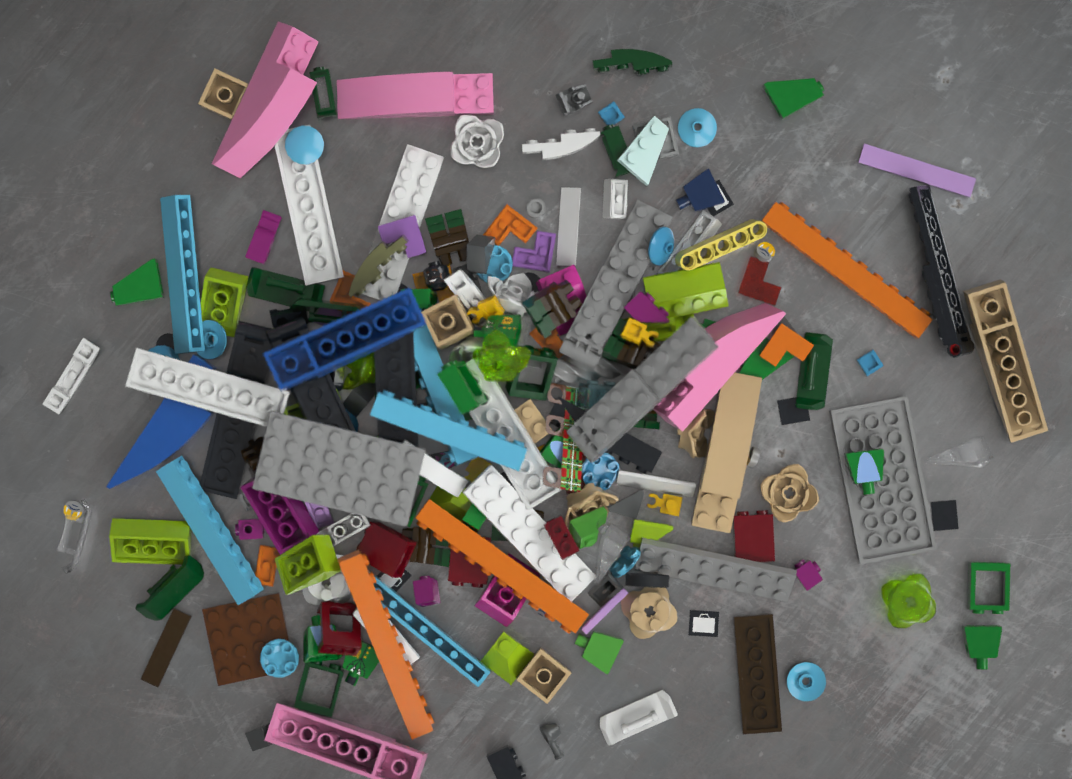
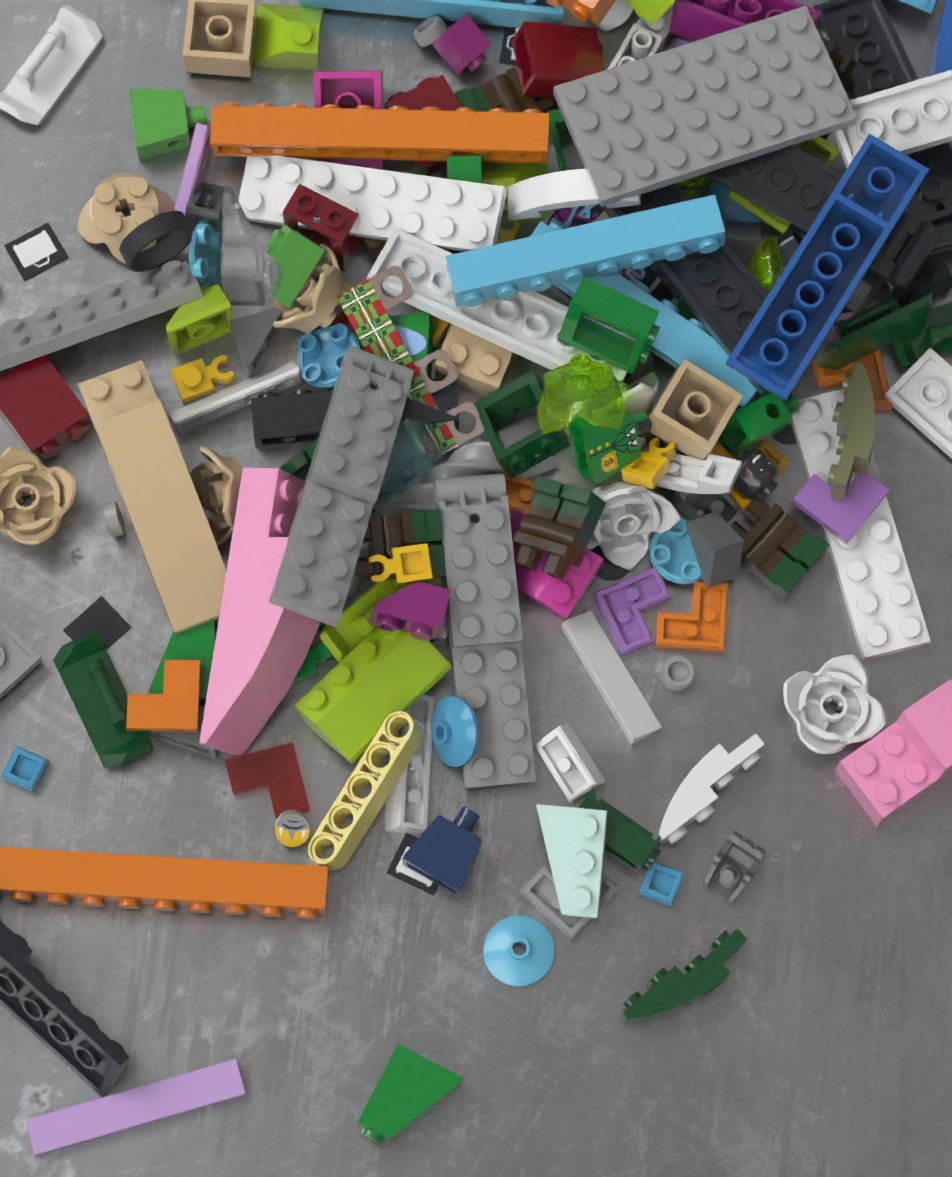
camera: 145 degrees right, 15 degrees down
(436, 611) = (429, 30): none -> light grey tile

